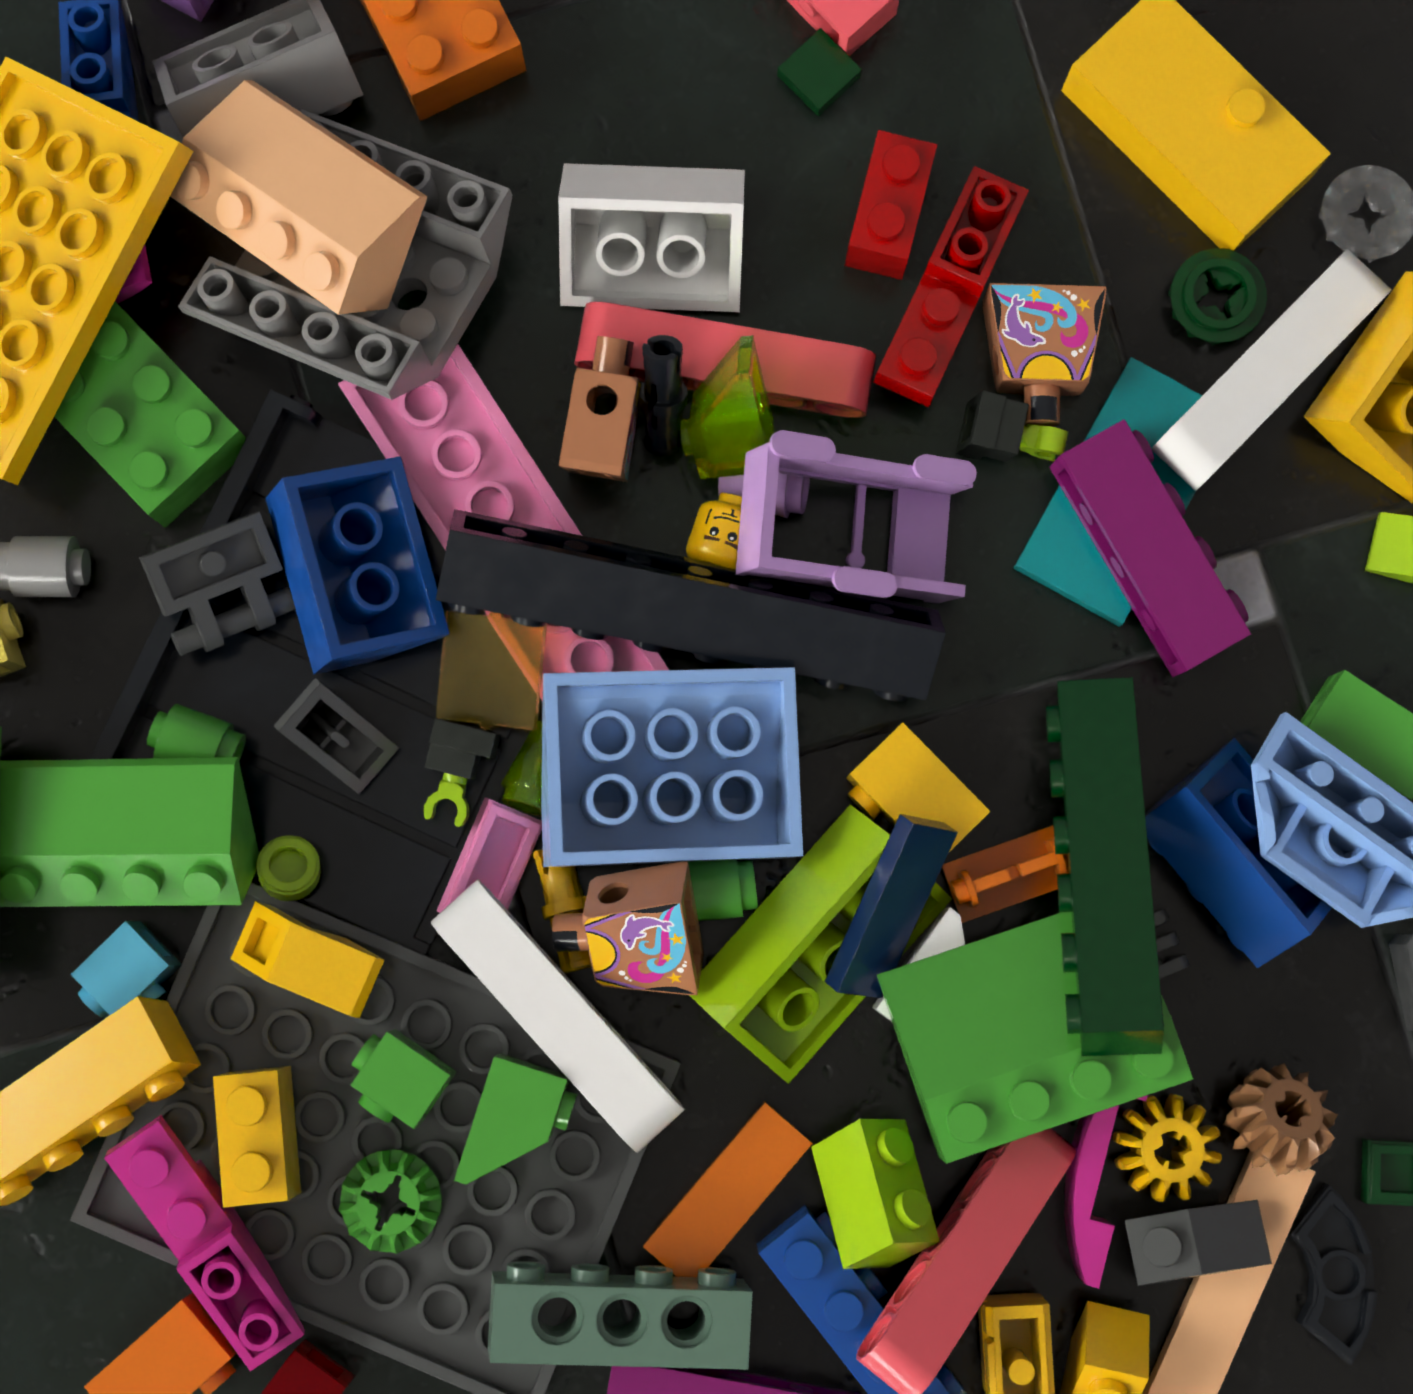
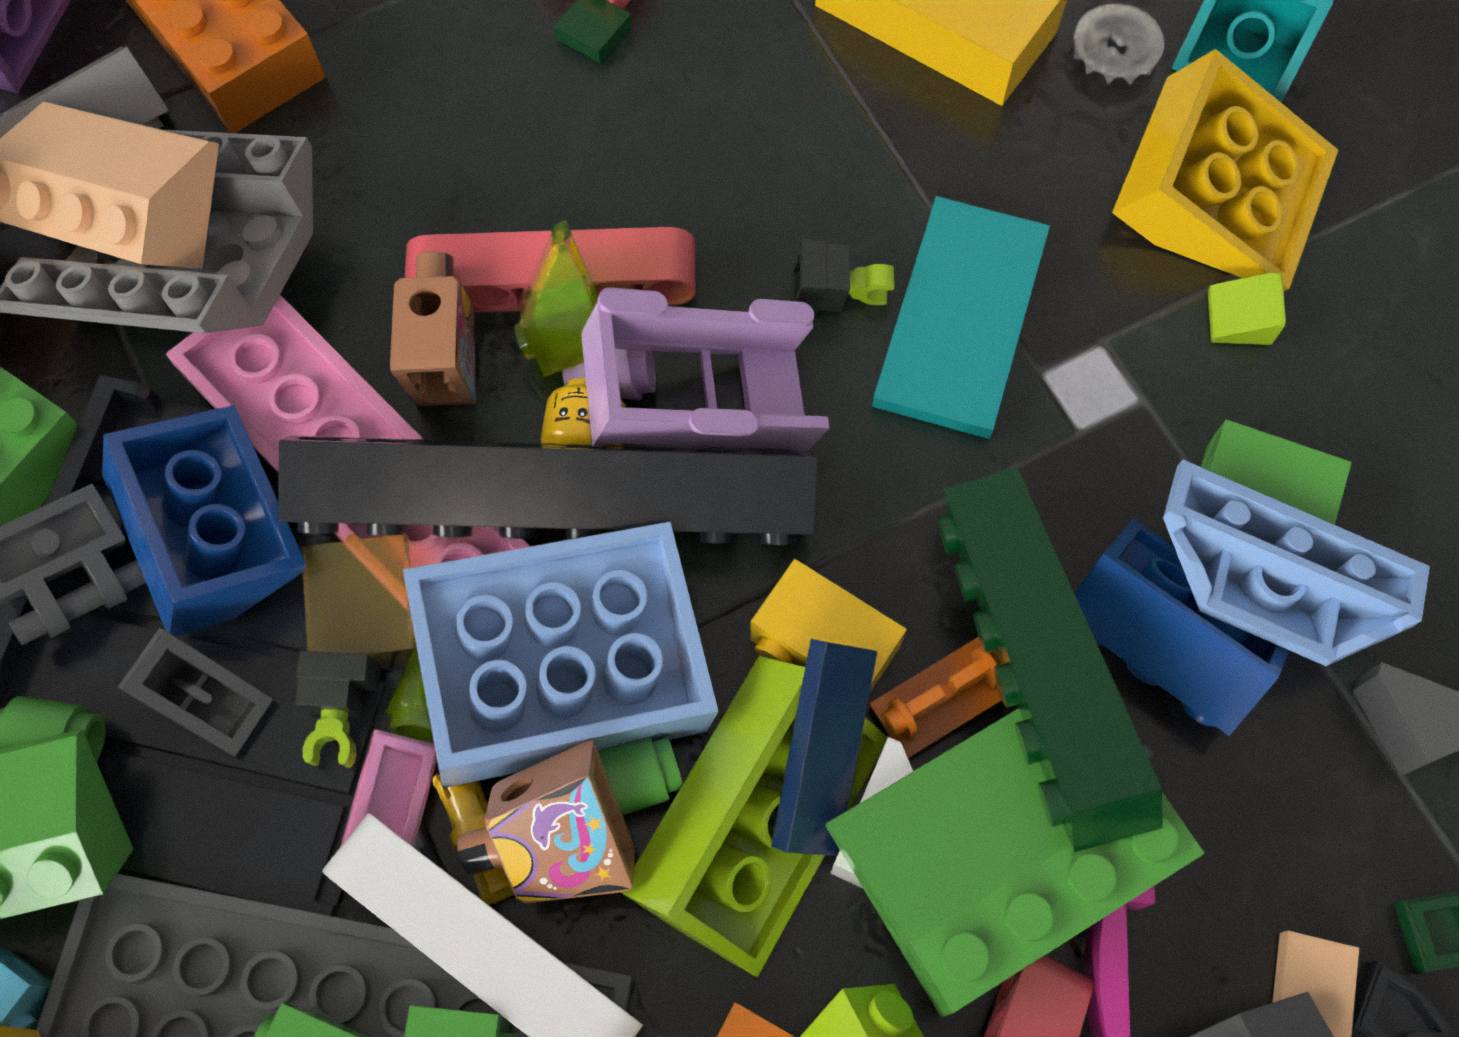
camera: 10 degrees left, 15 degrees down
(288, 868) = (162, 850): lime tile -> none
(307, 960) = (188, 944): yellow slope -> none
(651, 237) = (458, 177): white slope -> none
(663, 394) = (491, 302): black pin -> none
(890, 204) = (679, 110): red brick -> none
(951, 286) = (751, 168): red slope -> none
(1042, 342) = (849, 193): torso -> none
(1150, 547) = (1002, 349): magenta brick -> none
(1186, 1156) = (1213, 969): yellow gear -> none
(1225, 271) = (1003, 114): dark green gear -> none
(1271, 370) = (1067, 178): white beam -> none
(1280, 1119) = (1305, 895): medium nougat gear -> none

